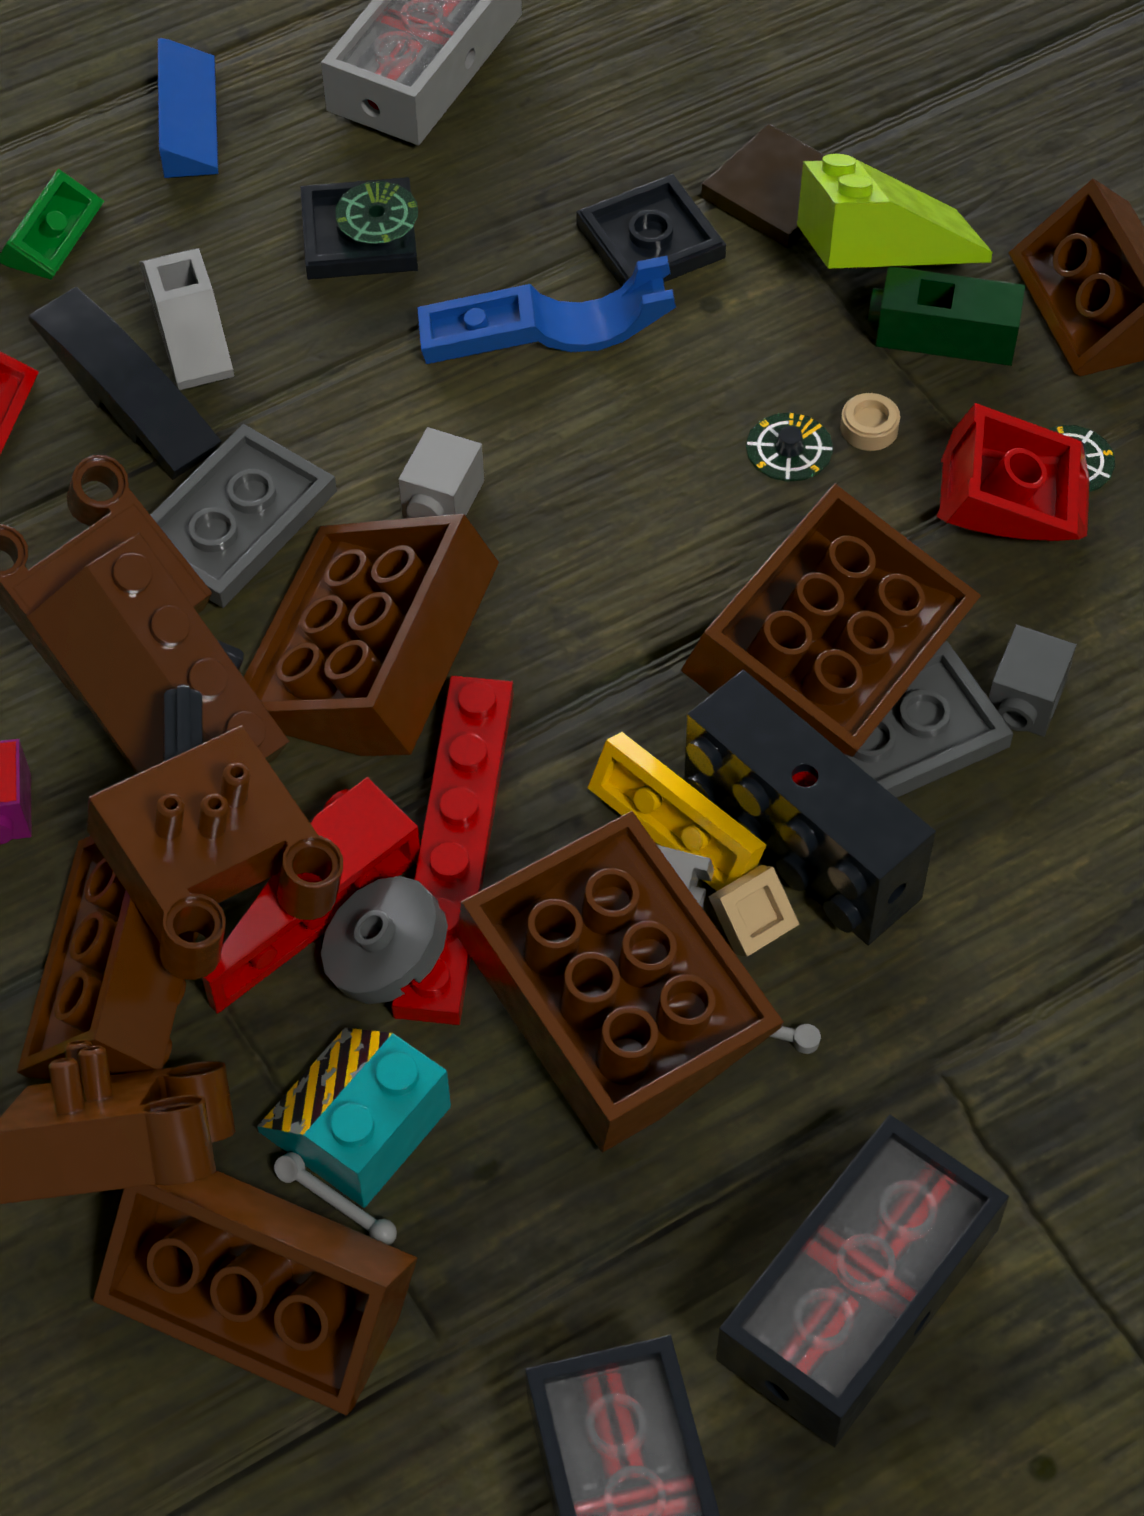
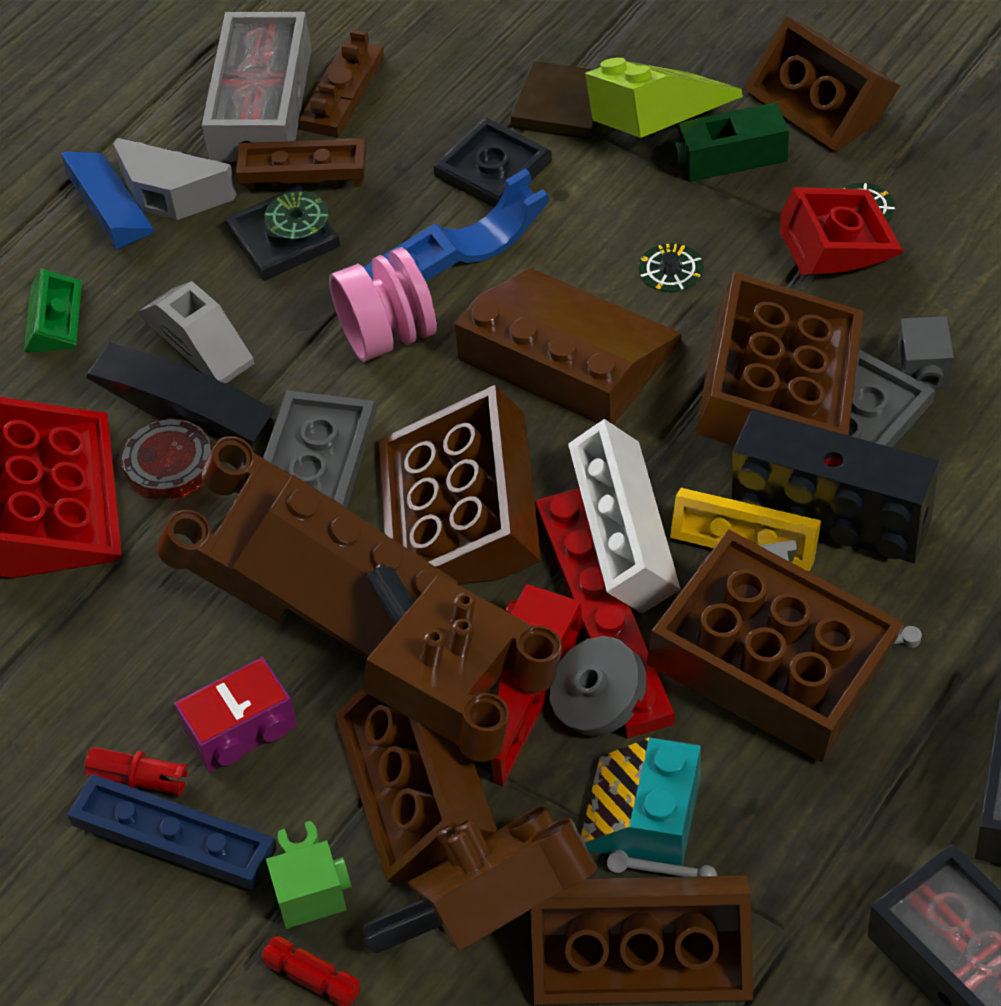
camera: 20 degrees left, 5 degrees down
(59, 439) = (166, 458): none -> tile
(266, 118) = (171, 181): none -> light grey slope
(404, 361) = (391, 301): none -> bright pink wheel
(422, 150) = (301, 162): none -> reddish brown plate
(441, 476) = (449, 372): light grey brick -> none
(529, 73) = (342, 86): none -> reddish brown plate
(534, 740) = (623, 517): none -> white brick
(603, 492) = (563, 344): none -> reddish brown slope
(754, 910) = (834, 562): tan plate -> none
(870, 421) = (717, 230): tan tile -> none

